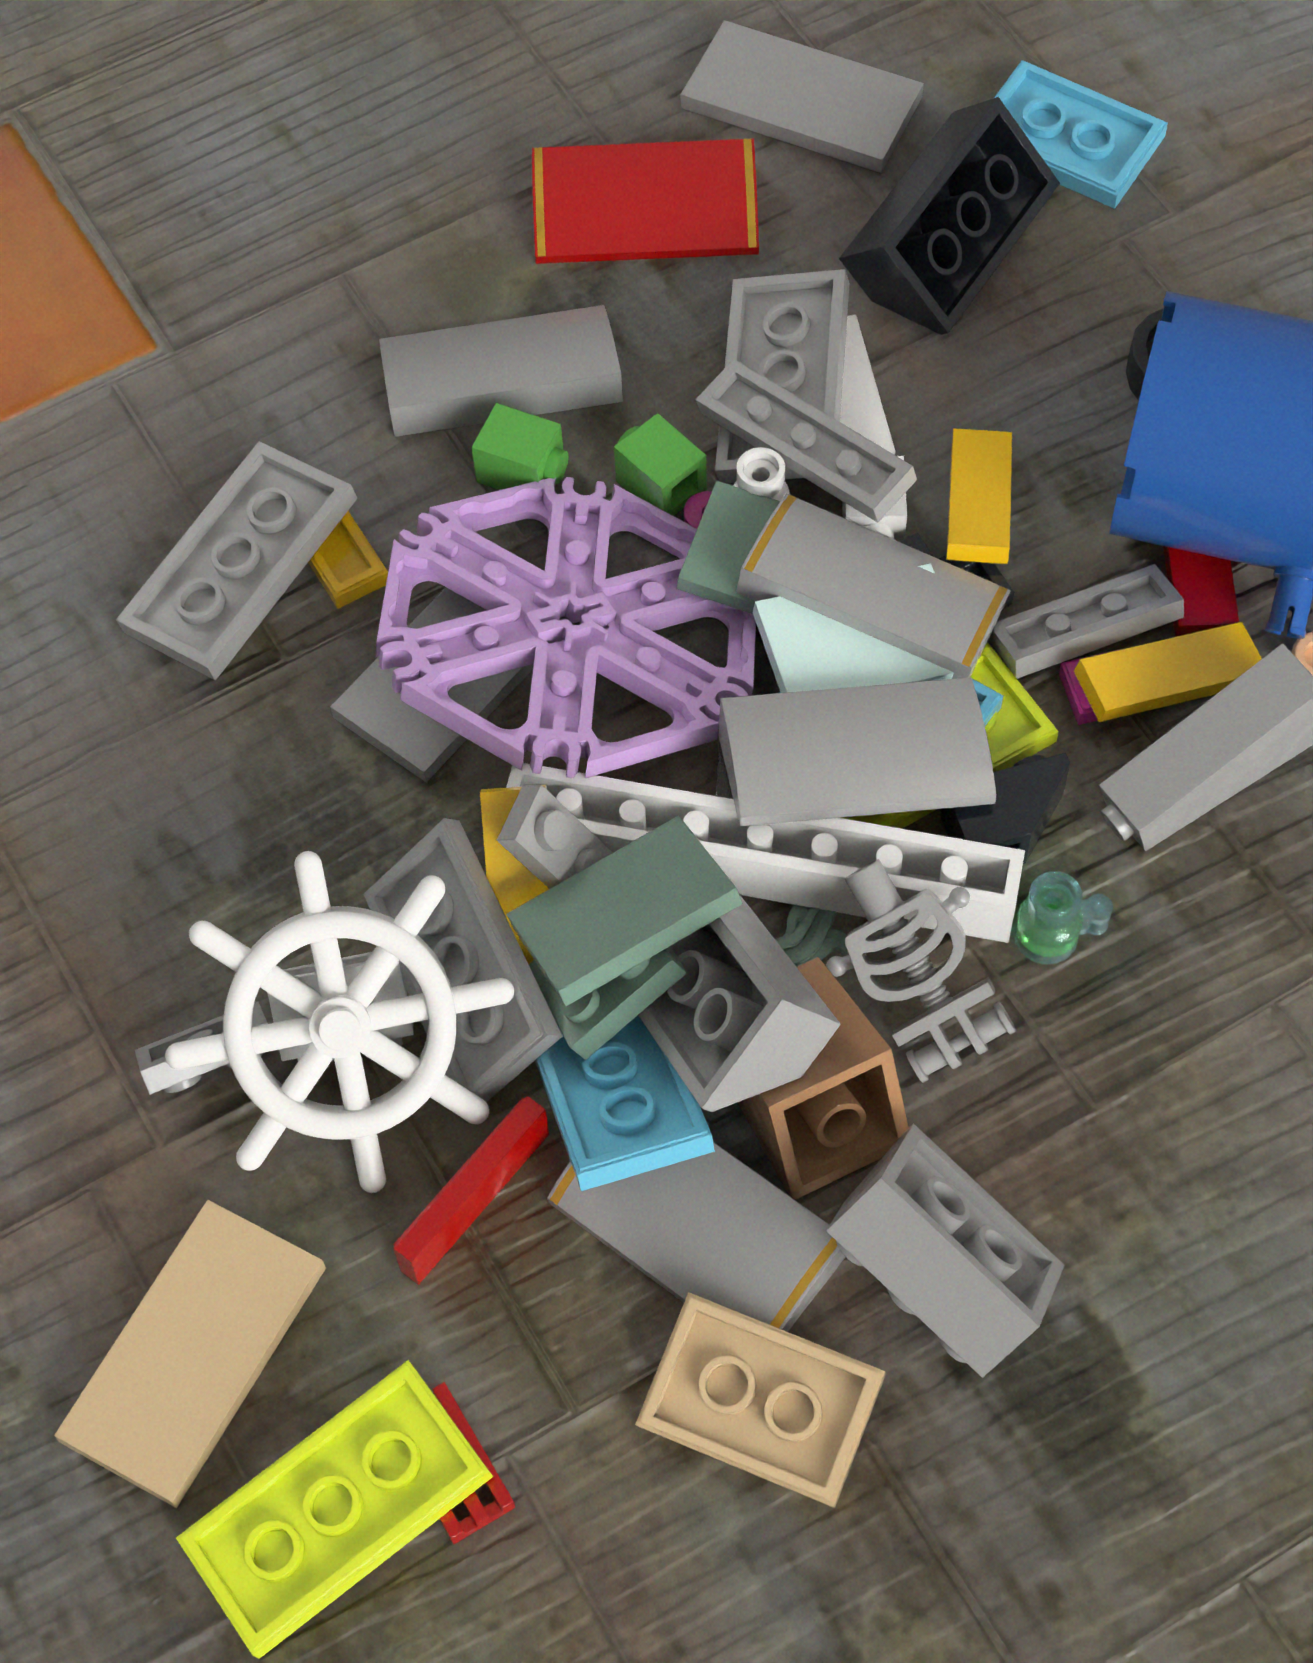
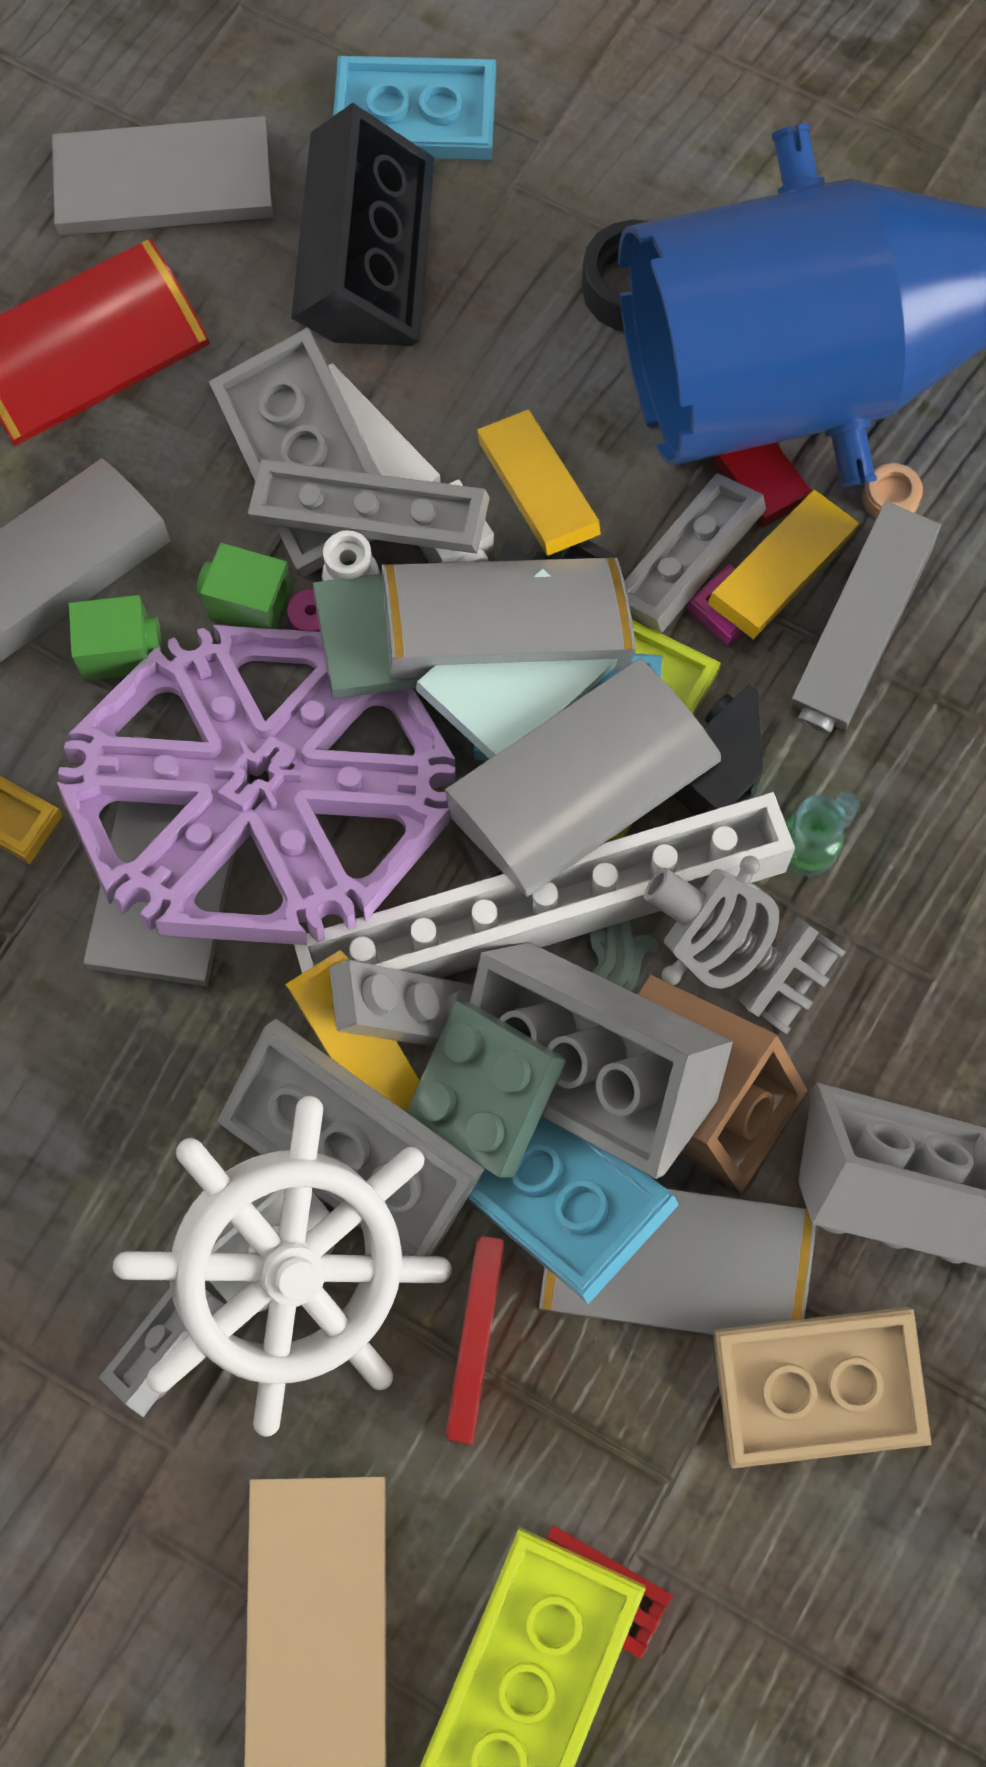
camera: 30 degrees left, 10 degrees up
(623, 909) = (481, 1033): sand green tile -> none

